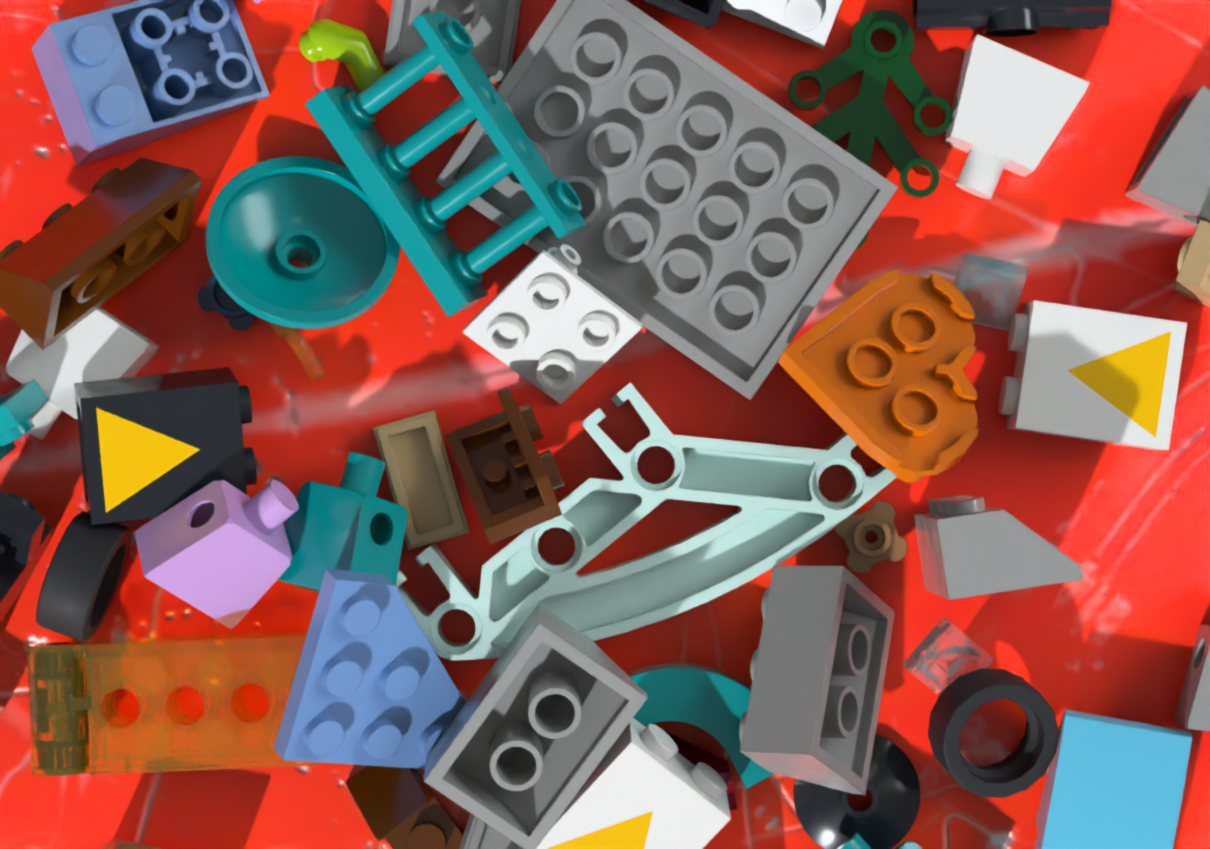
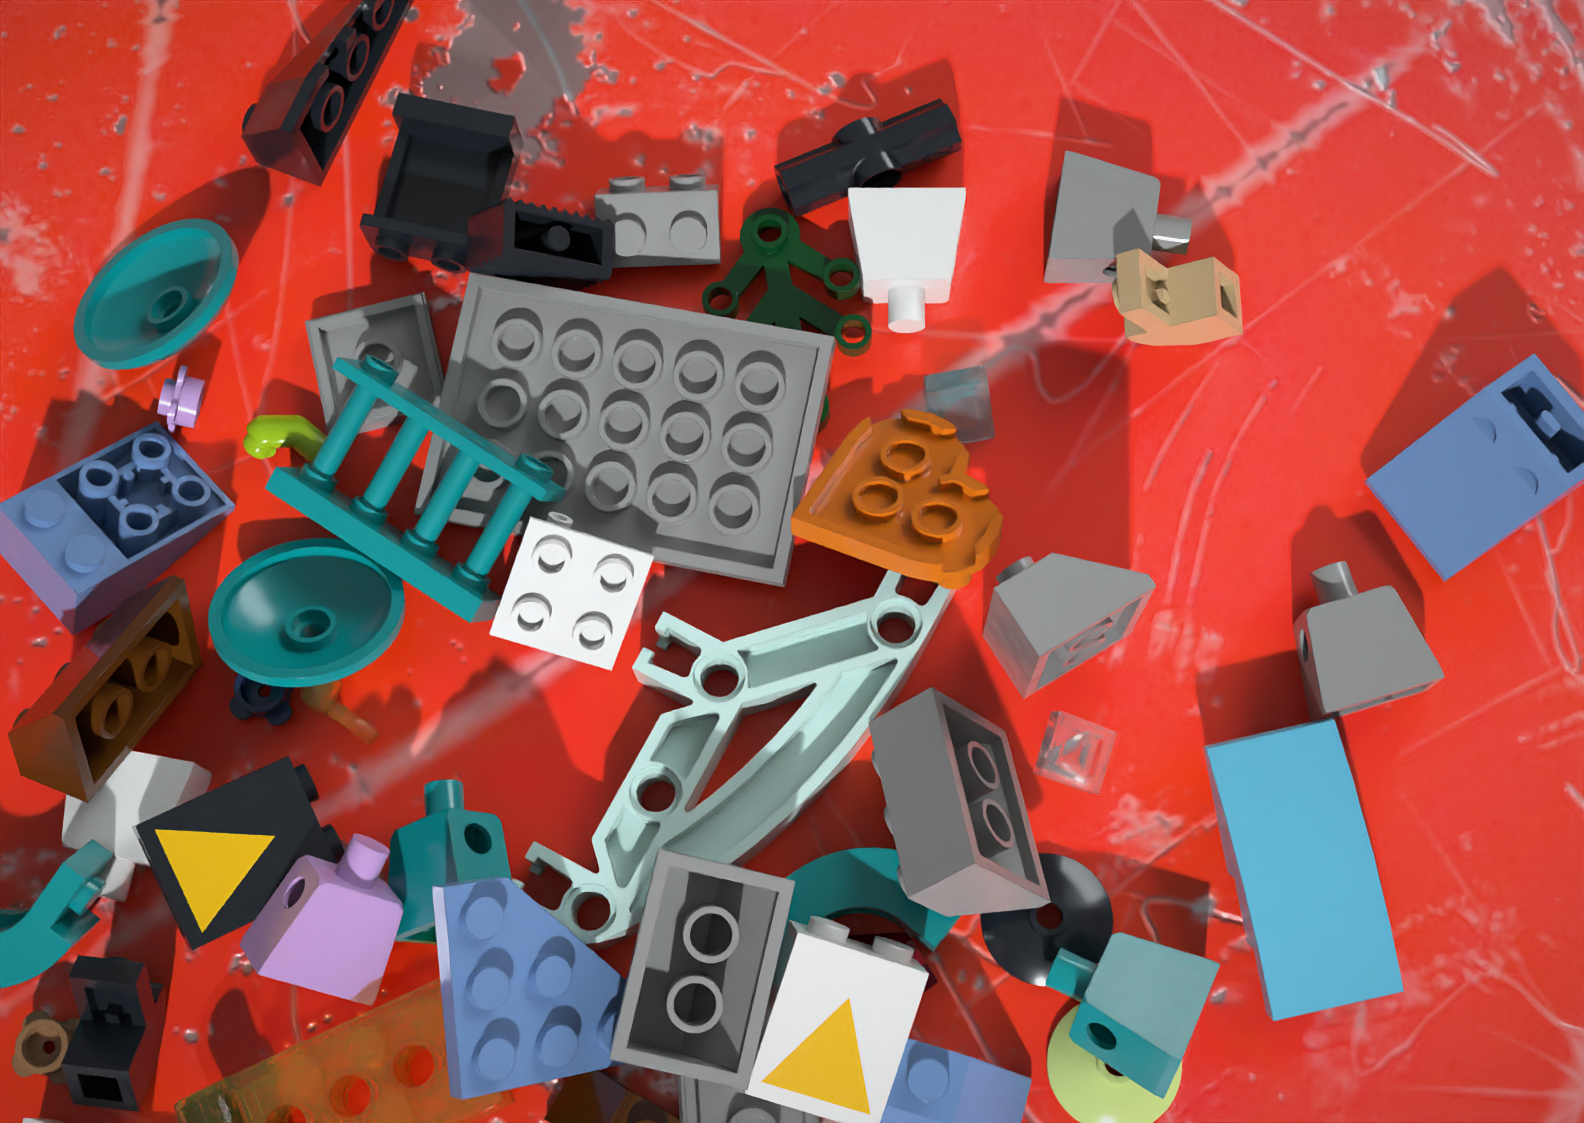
camera: 15 degrees left, 15 degrees down
(82, 577) = (205, 1013): black tyre -> none
(422, 479) = (505, 786): tan tile -> none
(505, 472) = (580, 740): reddish brown bracket -> none
(888, 543) = (951, 650): medium nougat plate -> none
(1024, 764) = (1194, 797): black tyre -> none
(1093, 375) = (1088, 438): white brick -> none

